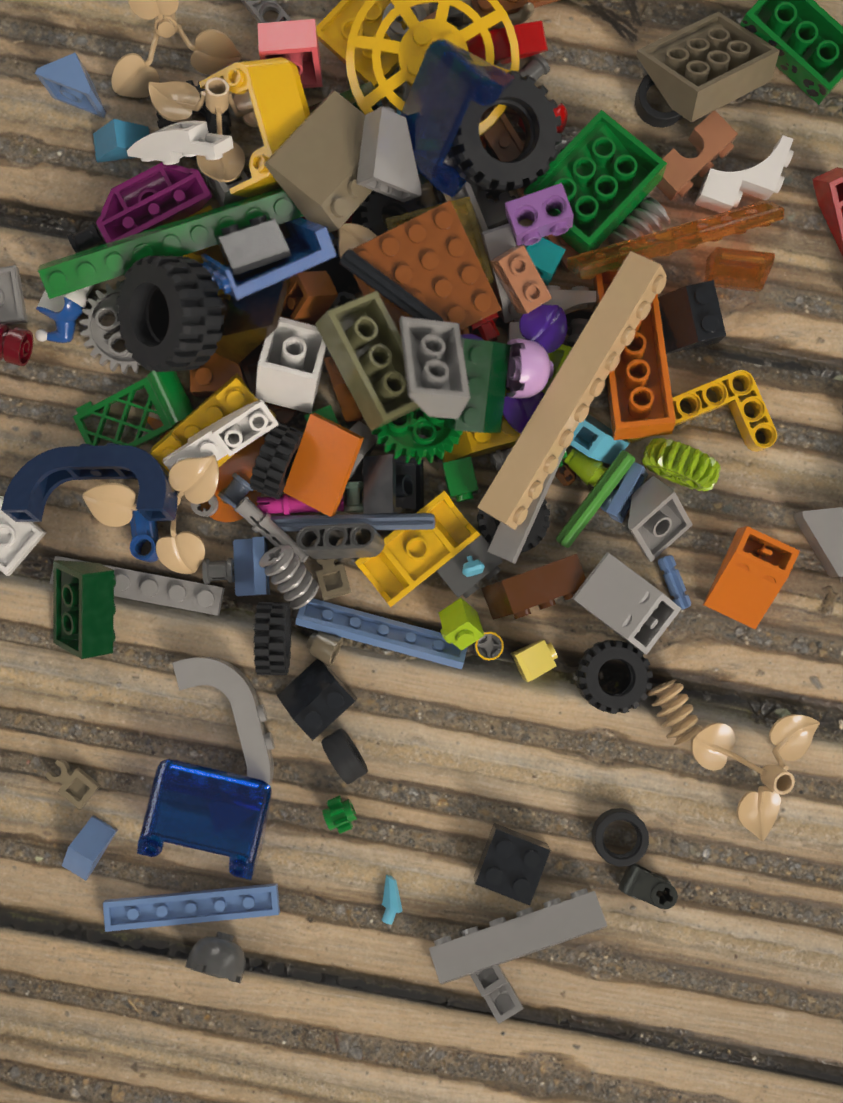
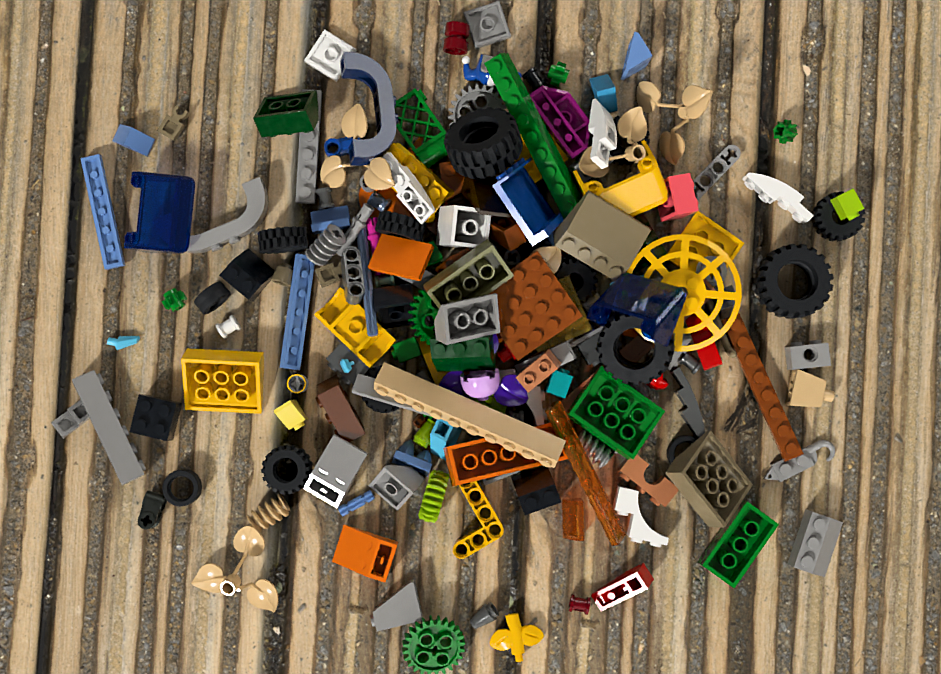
camera: 85 degrees right, 0 degrees up
(82, 202) = (558, 74): none -> green gear
(218, 957) = (72, 233): dark grey cylinder -> none
(252, 244) = (535, 190): slope -> none
(387, 287) = (516, 284): black axle -> none
(388, 156) = (609, 271): light grey slope -> none
(390, 739) = (228, 326): none -> white bush
(460, 624) = (308, 363): lime brick -> none
(469, 756) = (223, 380): none -> yellow slope
(535, 208) = (588, 375): medium lavender brick -> none
(595, 498) = (404, 442): bright green axle -> none
(602, 80) = (691, 411): none -> dark grey slope

